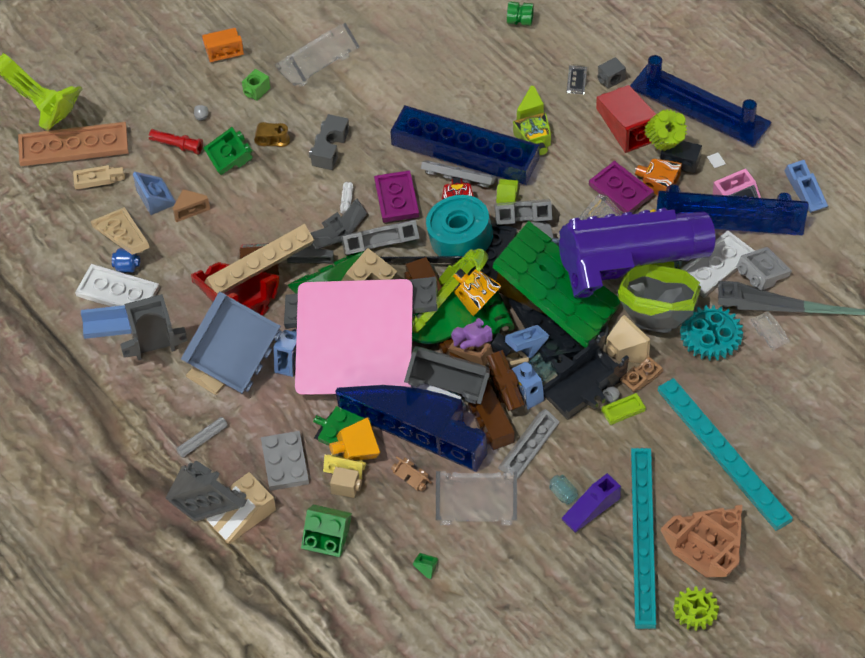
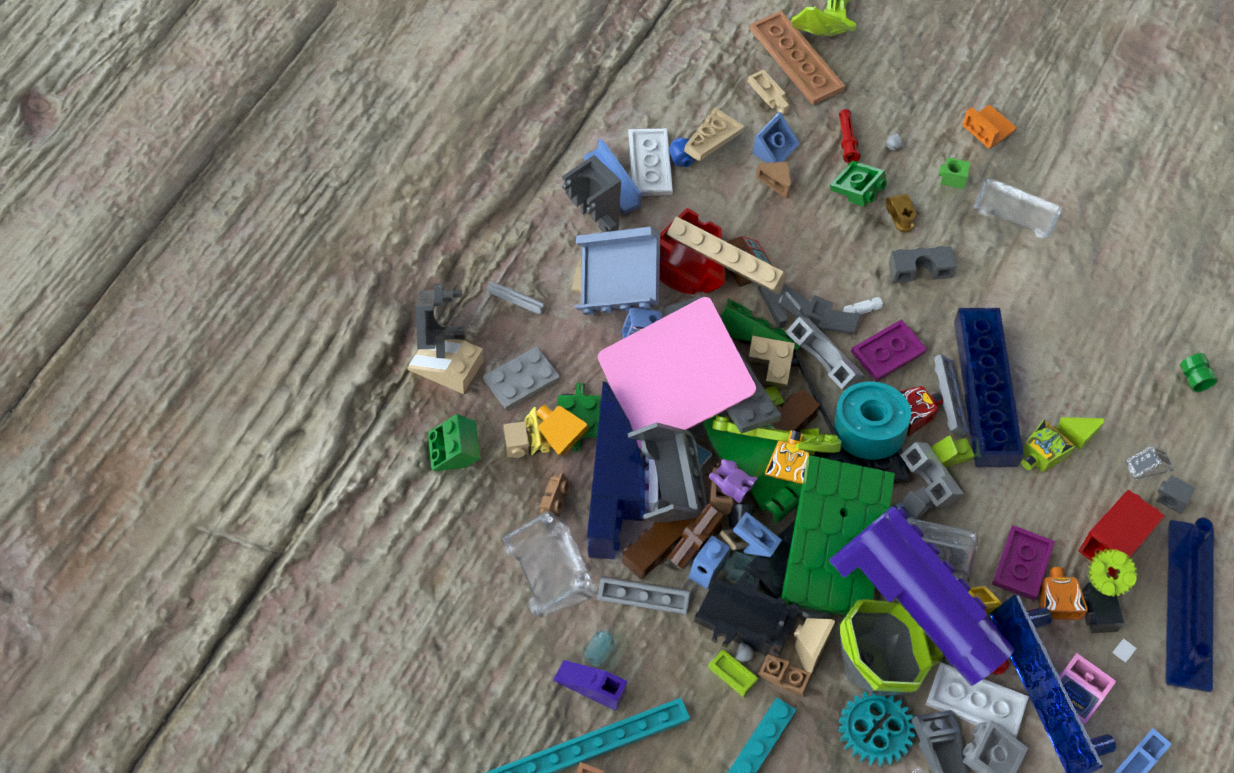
camera: 60 degrees right, 5 degrees up
(425, 564) = (454, 551): green slope -> none

